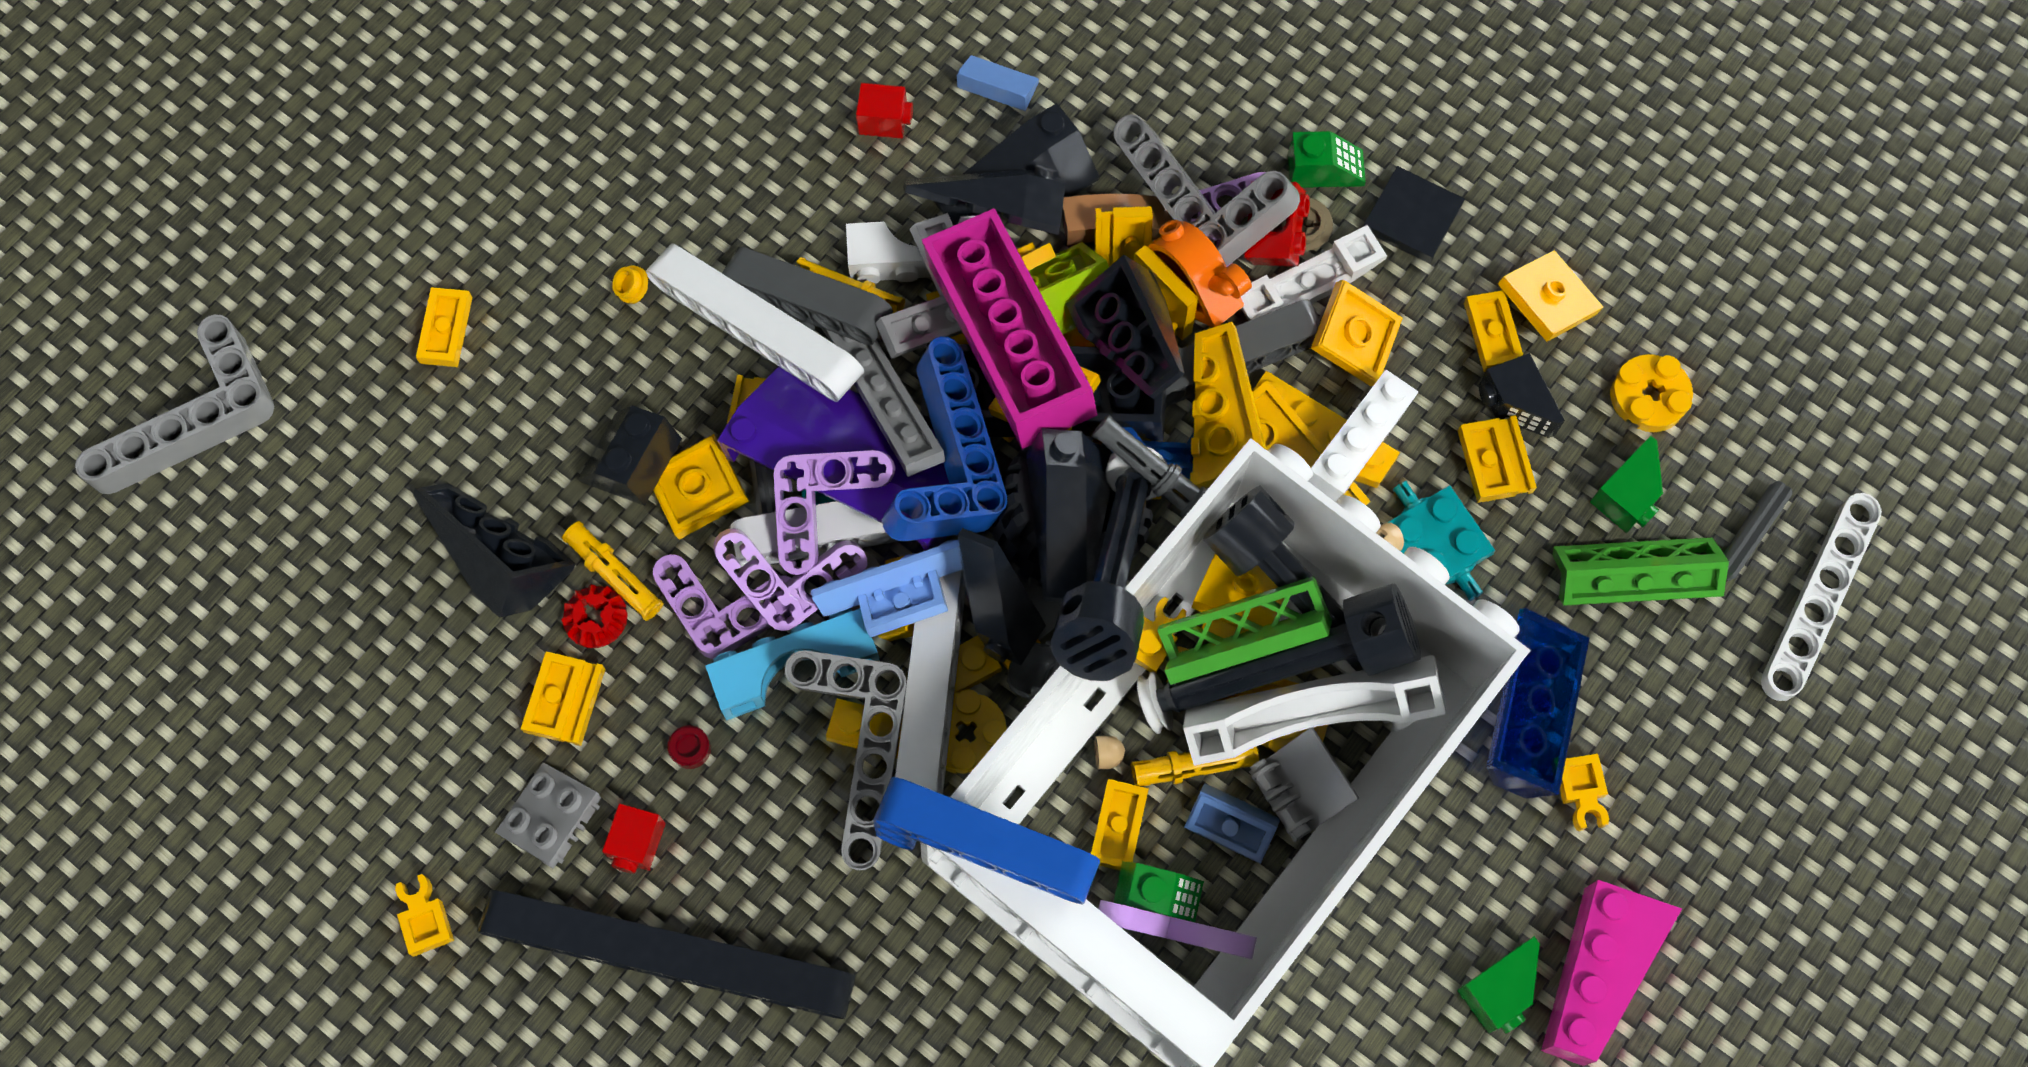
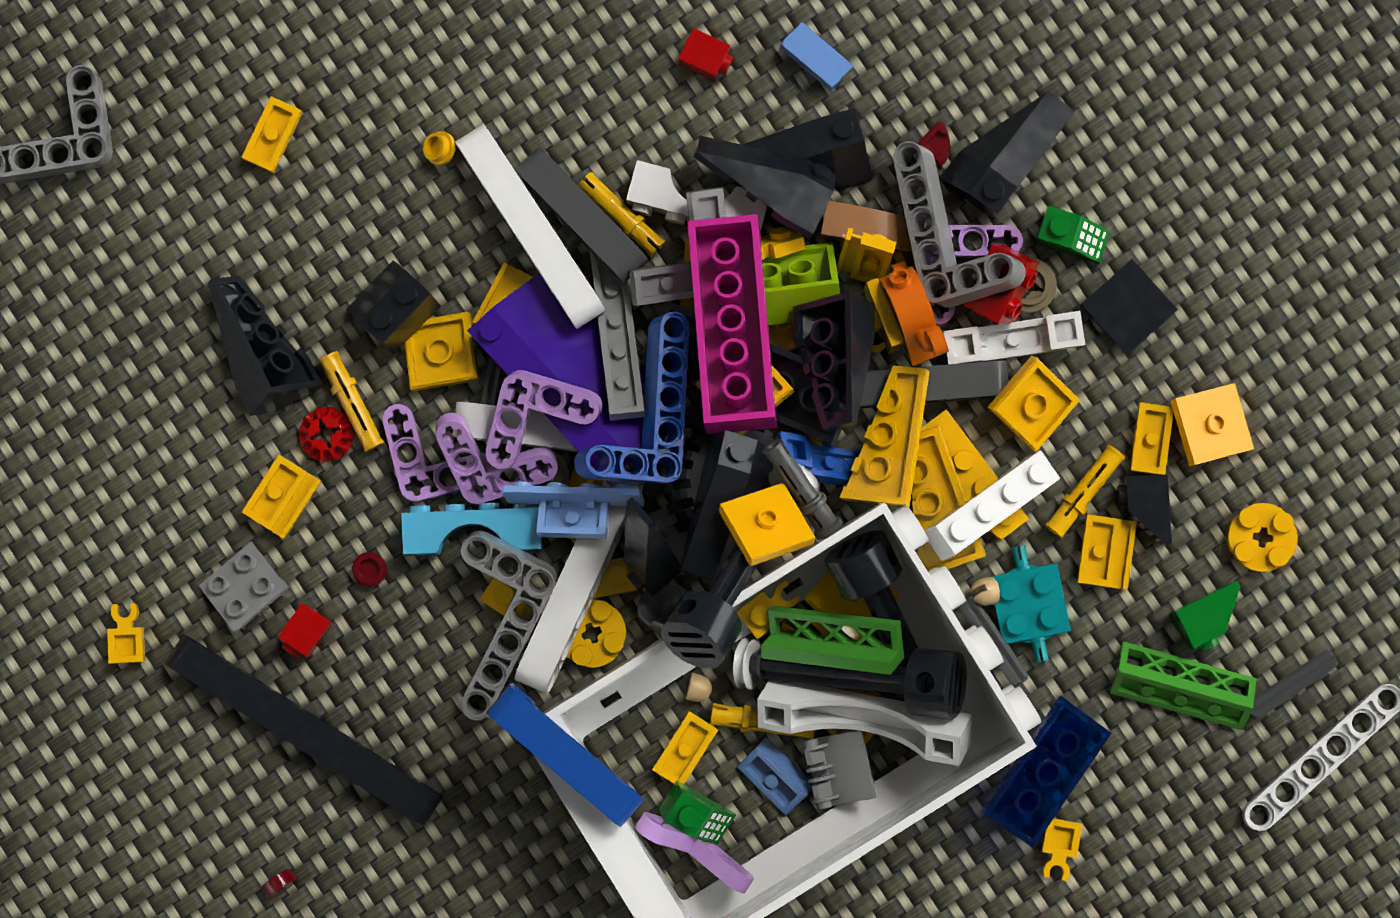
camera: 20 degrees right, 15 degrees up
(1126, 507) = (766, 524): none -> yellow plate
(1153, 116) = (938, 142): none -> dark red tile
(1225, 117) = (1002, 158): none -> black wedge
(1436, 443) = (1059, 522): none -> yellow pin

